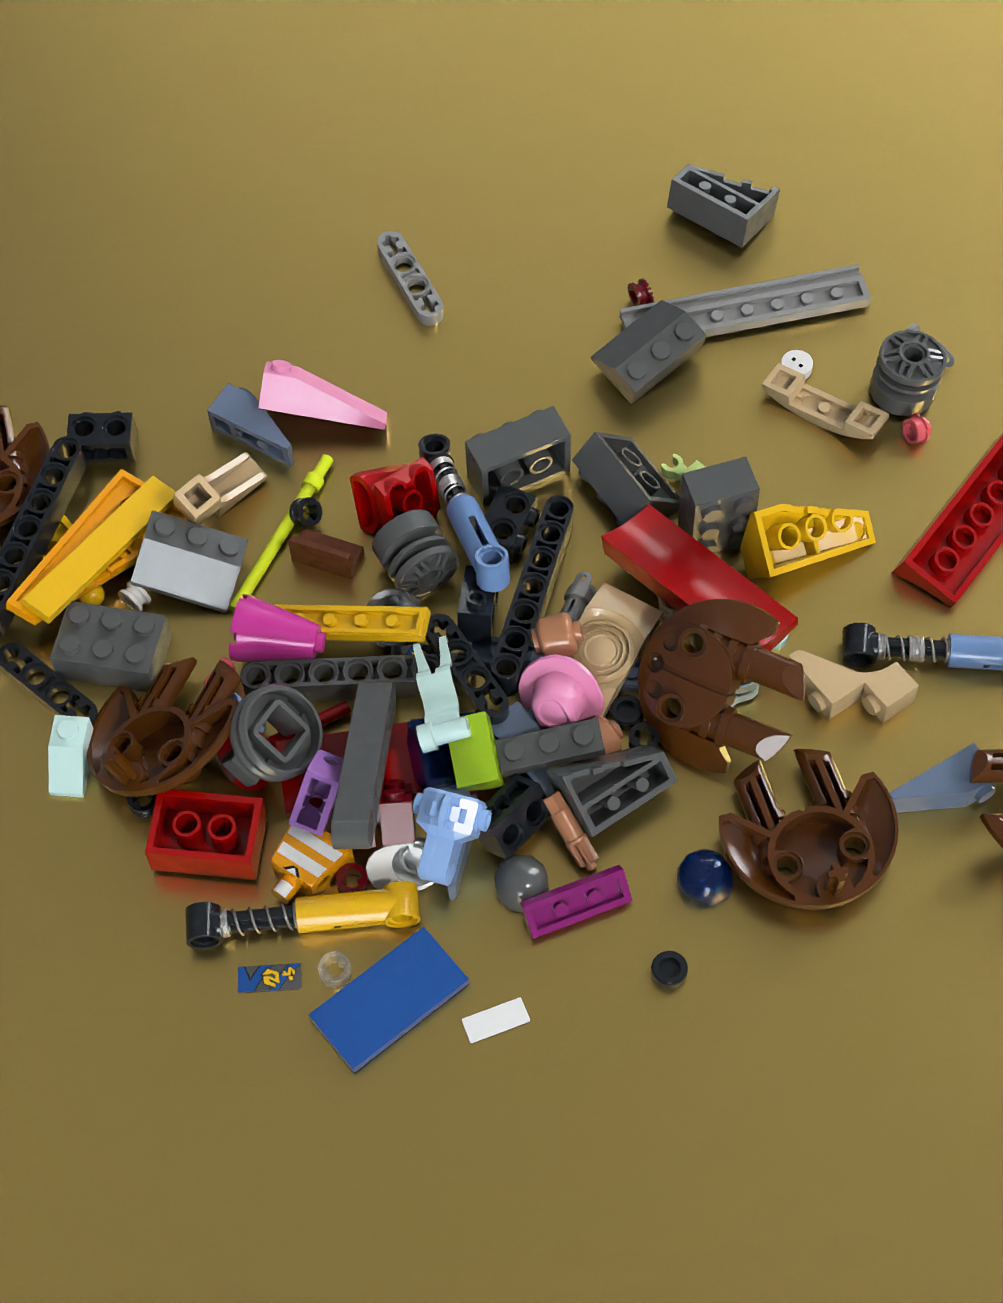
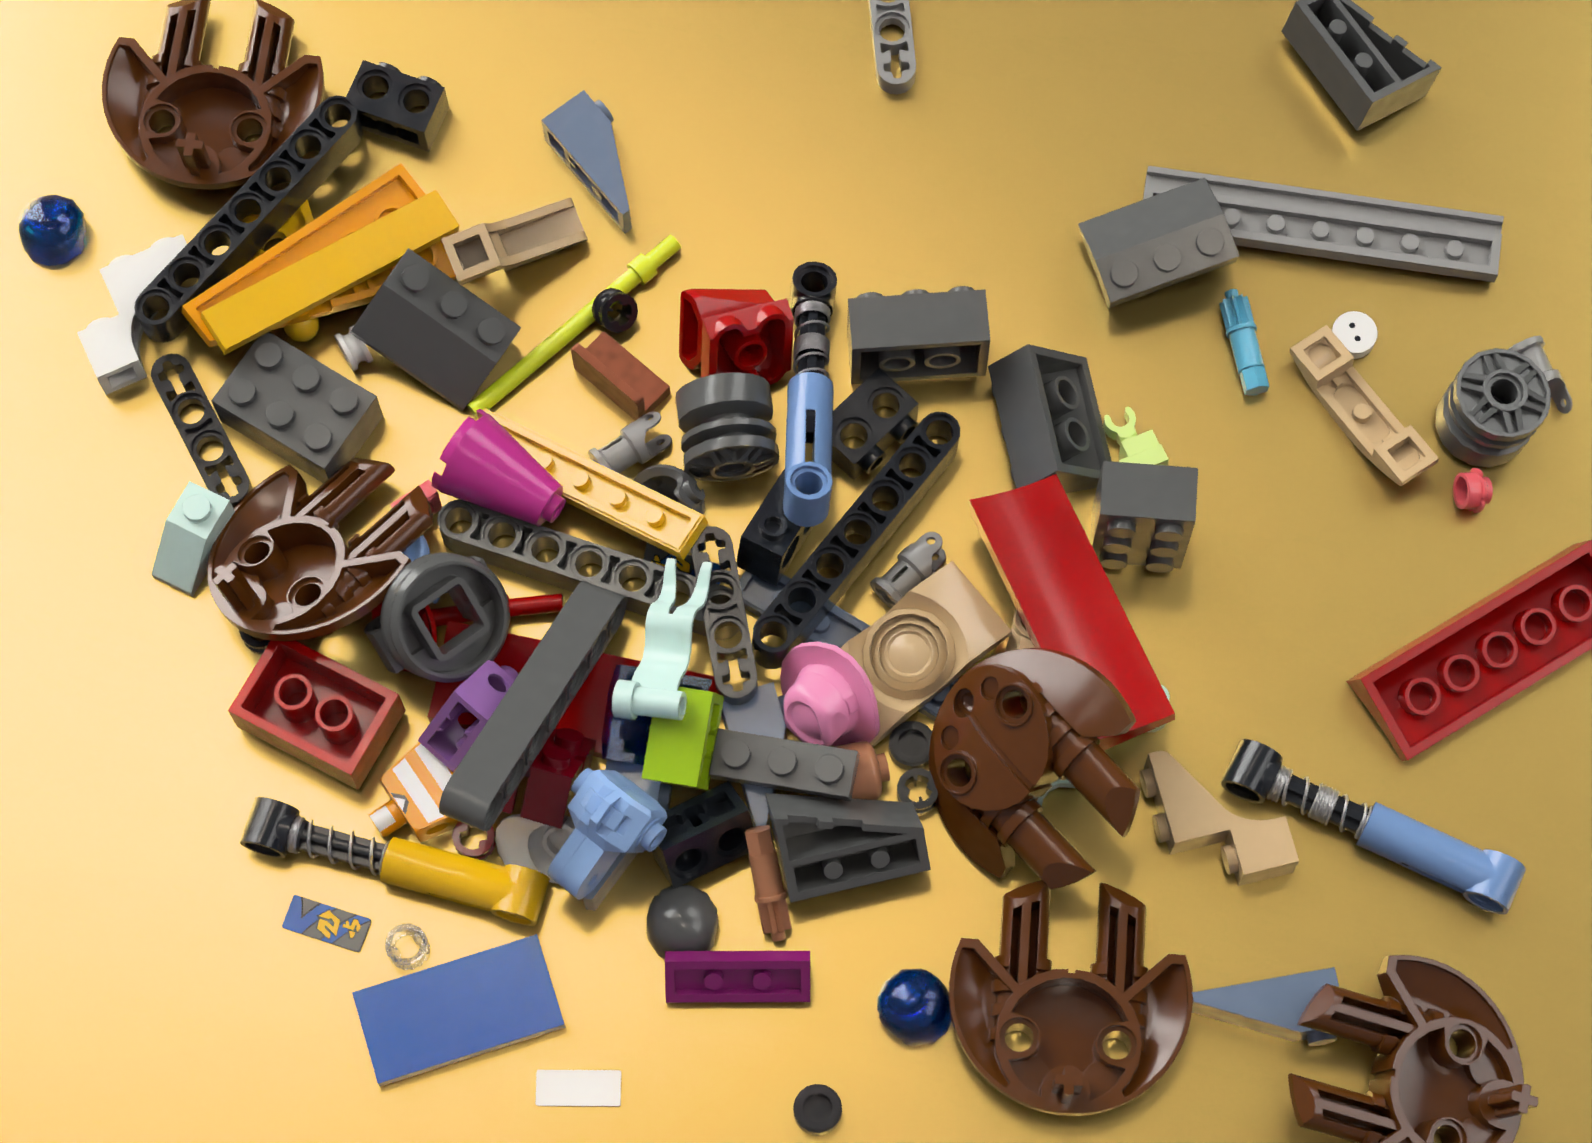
camera: 20 degrees right, 10 degrees up
(304, 394) = (677, 146): bright pink wedge -> none
(353, 590) = (631, 445): none -> light grey piece
(557, 635) = (854, 618): nougat head -> none
(639, 293) = (1186, 151): dark red bush -> none
(730, 393) = (1244, 342): none -> medium azure piece
(797, 536) = (1235, 592): yellow wedge -> none

